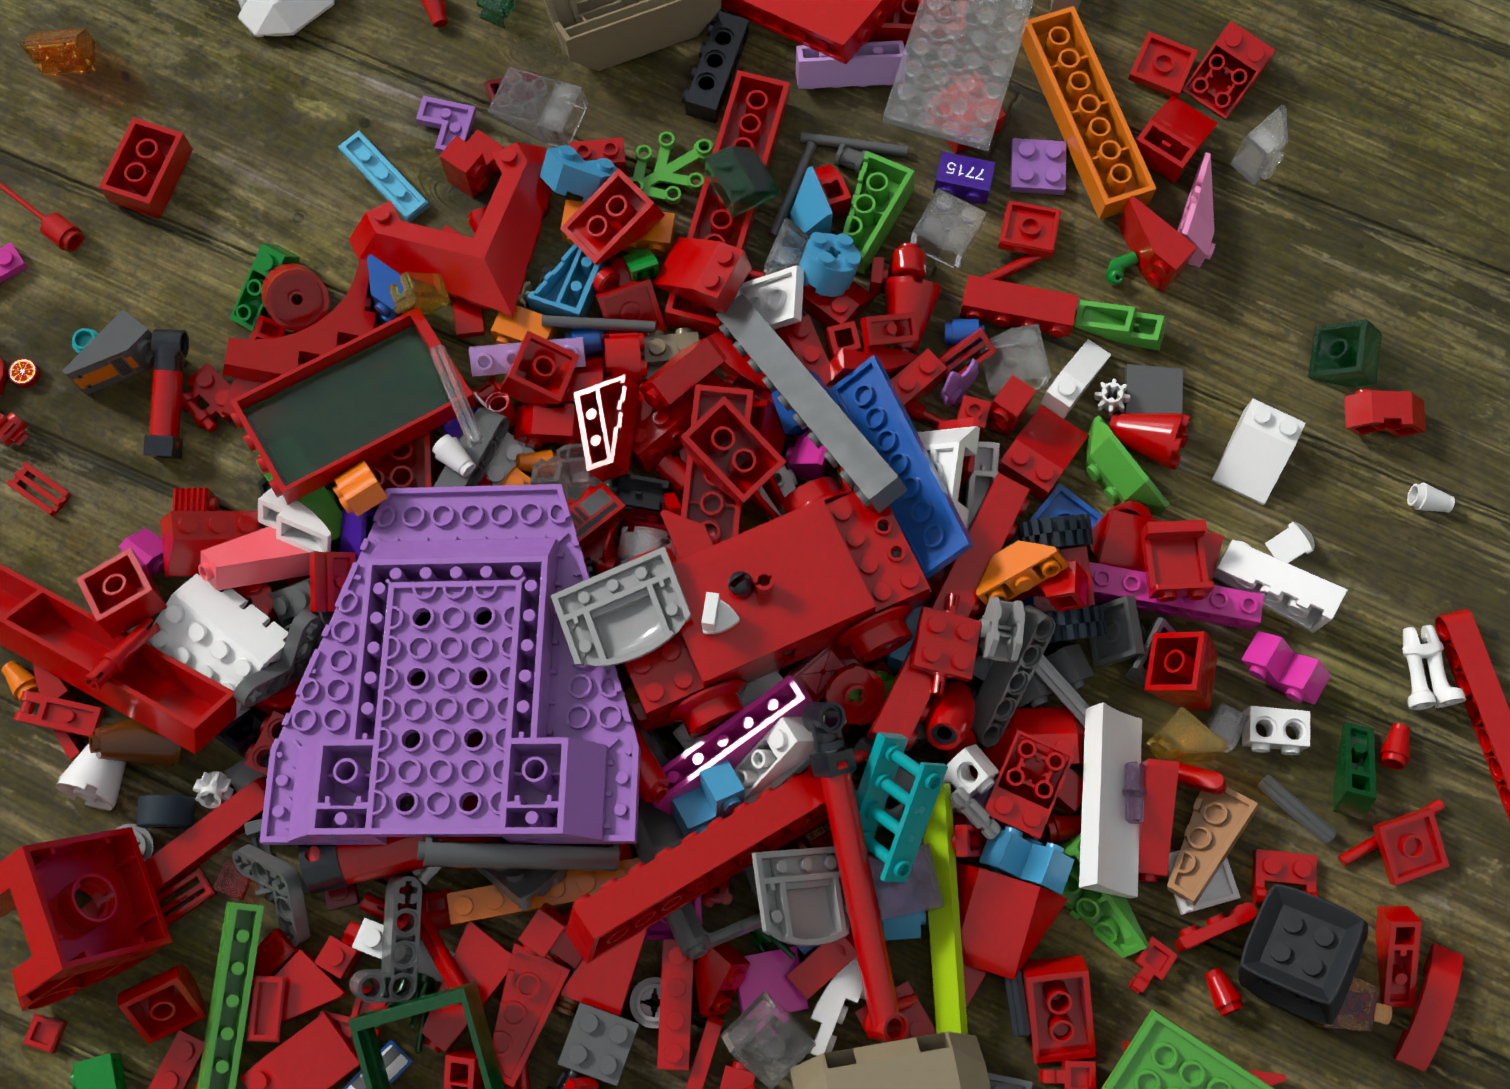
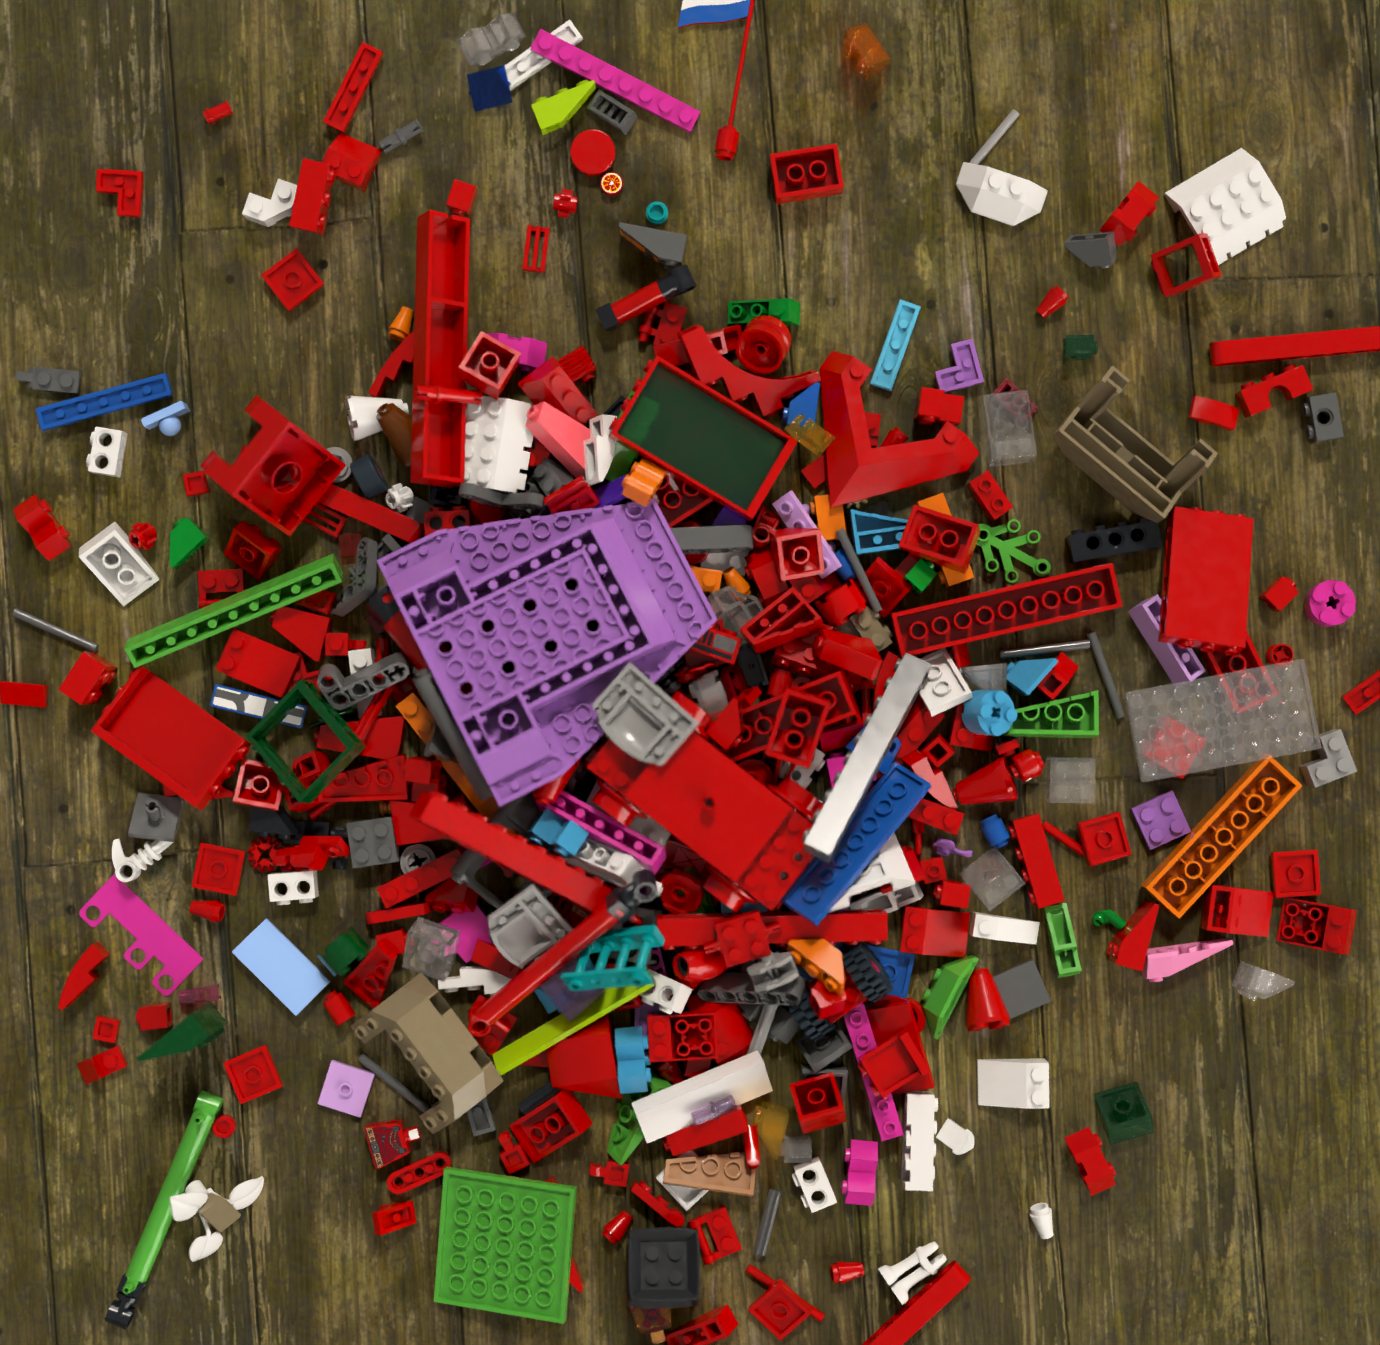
camera: 60 degrees right, 15 degrees up
(59, 714) = (391, 370): red plate -> none
(266, 1008) = (282, 620): red tile -> none
(451, 453) = (702, 530): white cone -> none
(456, 395) = (744, 509): clear axle -> none
(568, 172) = (960, 487): dark azure brick -> none
(606, 279) = (893, 558): red tile -> none
(704, 272) = (931, 626): red slope -> none
(717, 615) = (672, 783): white tile -> none
(740, 179) = (1022, 614): slope -> none
(743, 588) = (700, 791): black hinge -> none
(849, 158) = (1091, 679): dark grey bush -> none
(889, 329) = (961, 780): red slope -> none
(963, 344) = (978, 839): red tile -> none
(965, 177) = (1118, 771): dark purple brick -> none
(968, 841) = (625, 1016): red plate -> none
(975, 813) = (643, 1011): light grey axle -> none
(1112, 389) = (994, 963): white gear -> none
(1355, 772) = (813, 1250): dark green slope -> none

